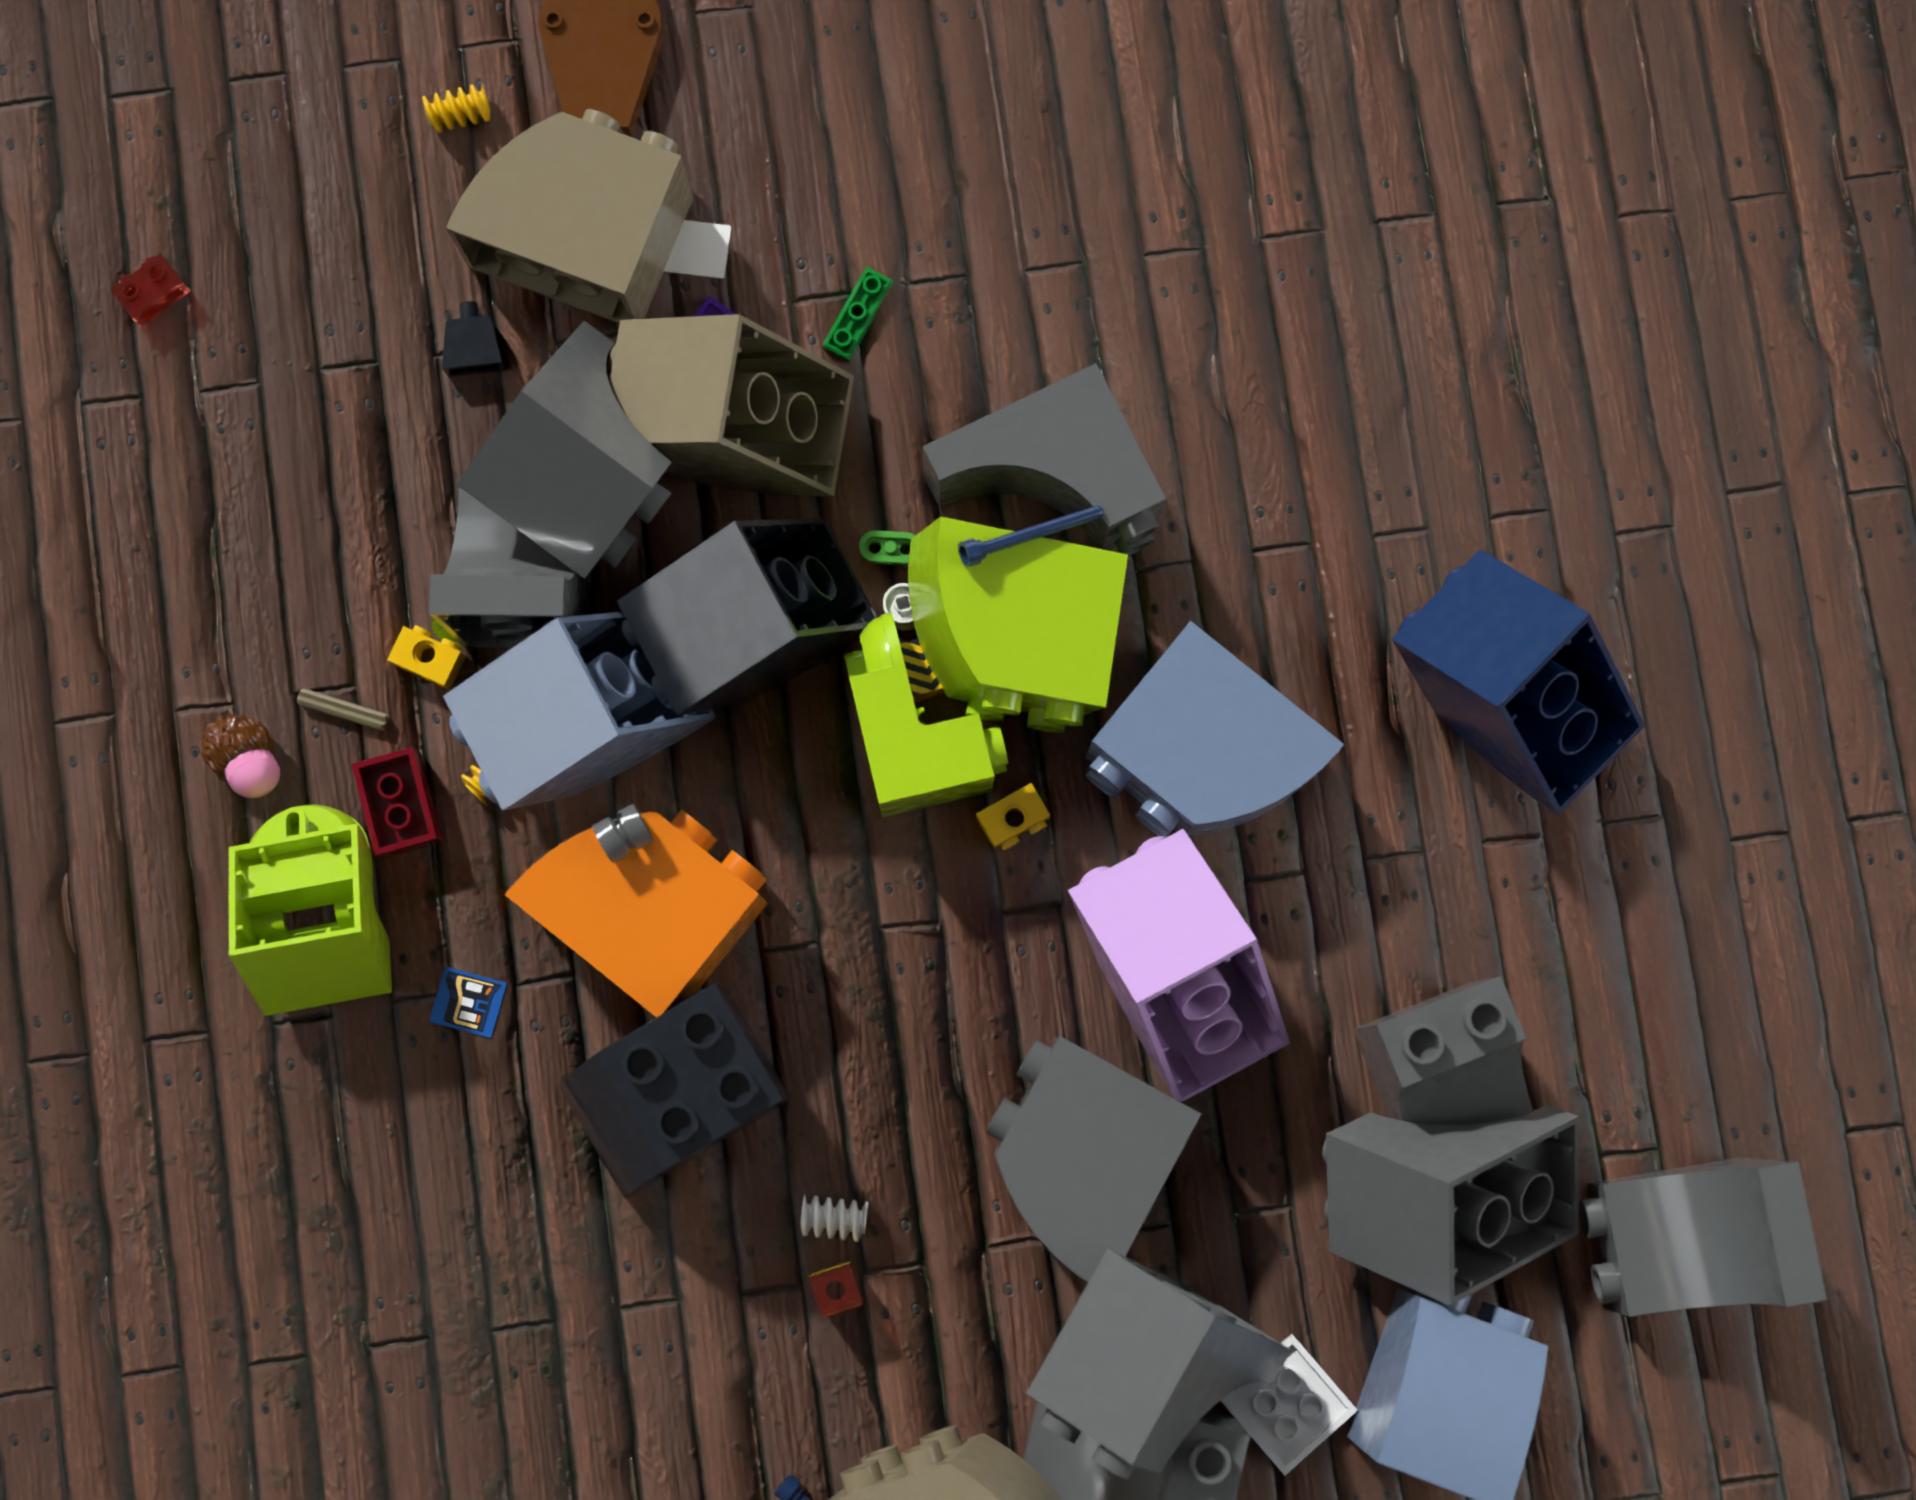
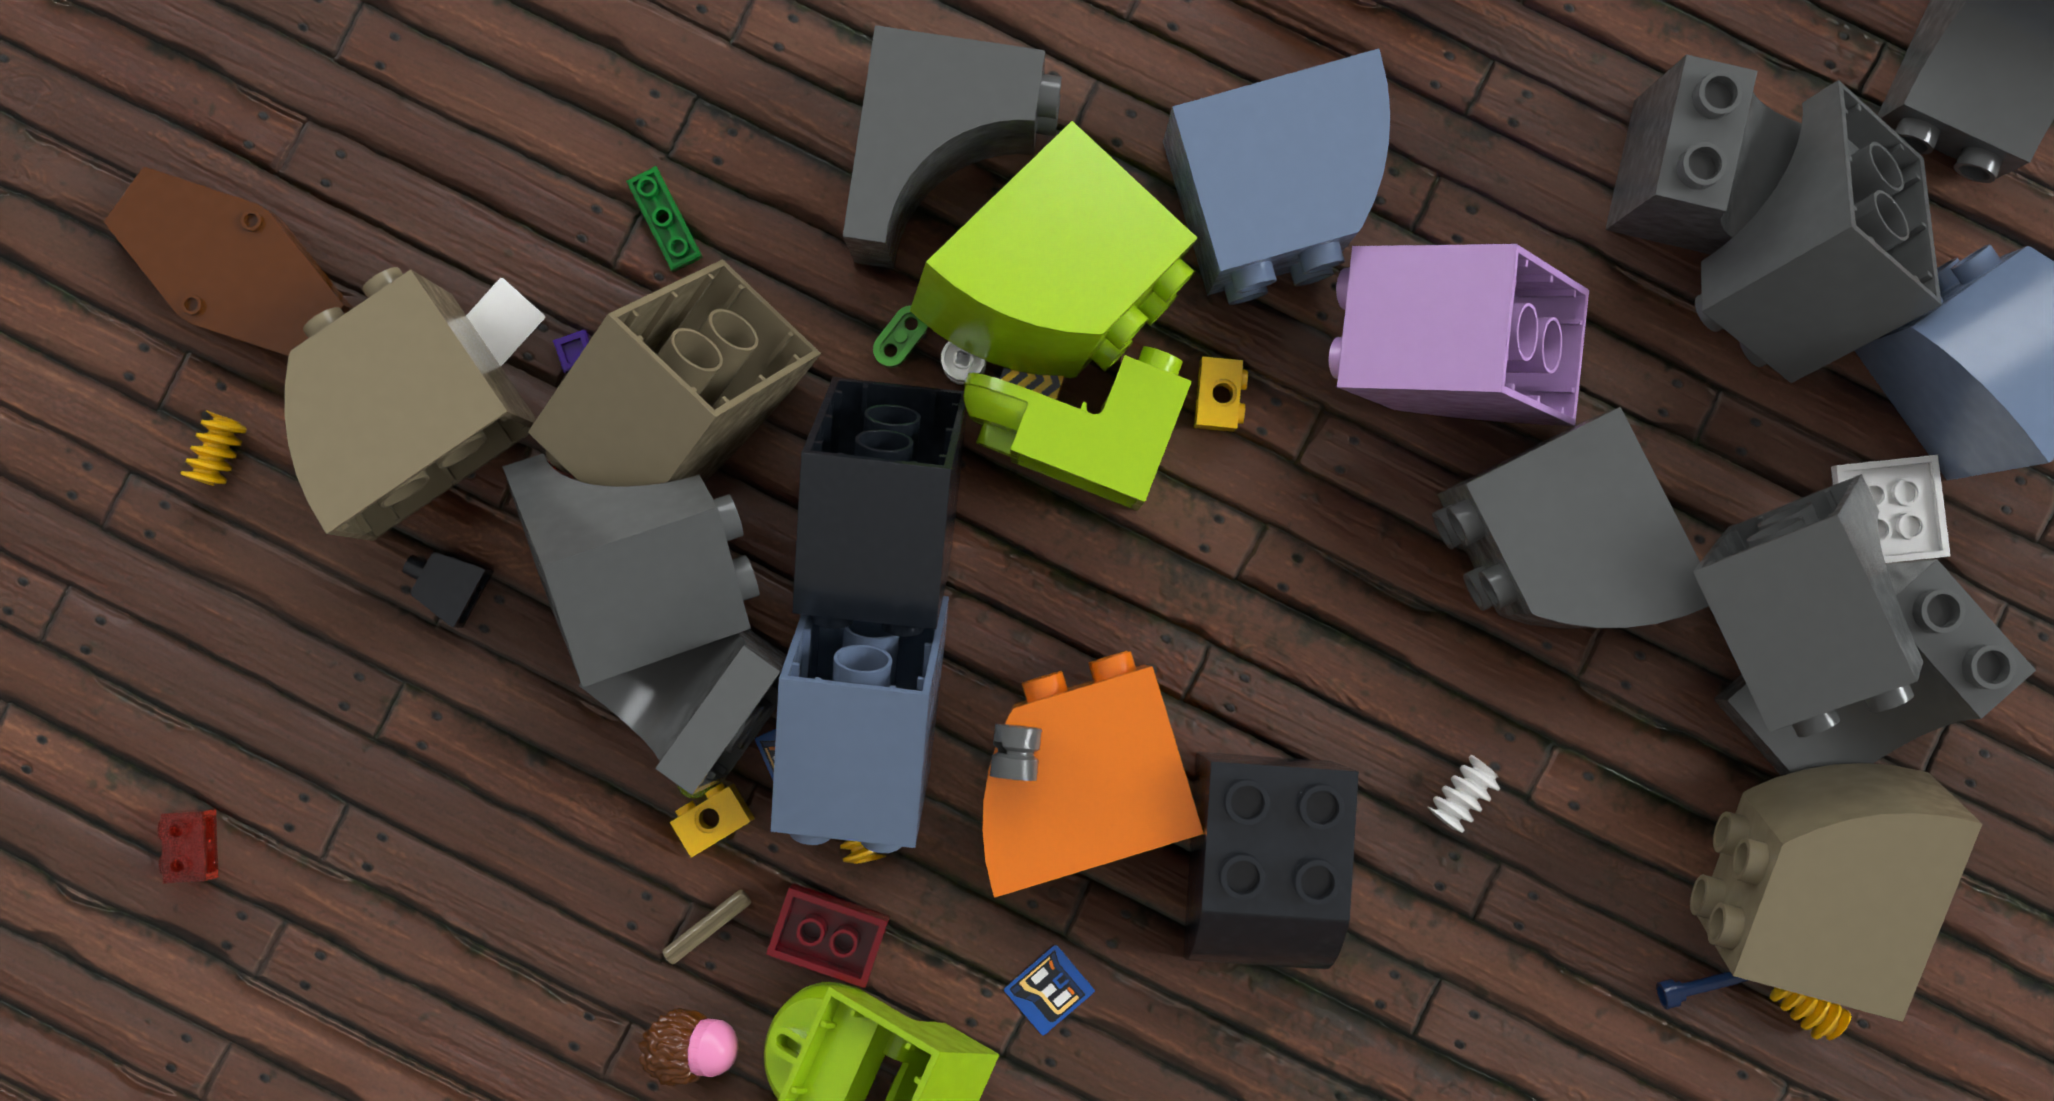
camera: 55 degrees left, 5 degrees up
(844, 1274) = (1514, 833): clear red piece -> none
(973, 551) = (980, 254): dark blue piece -> none

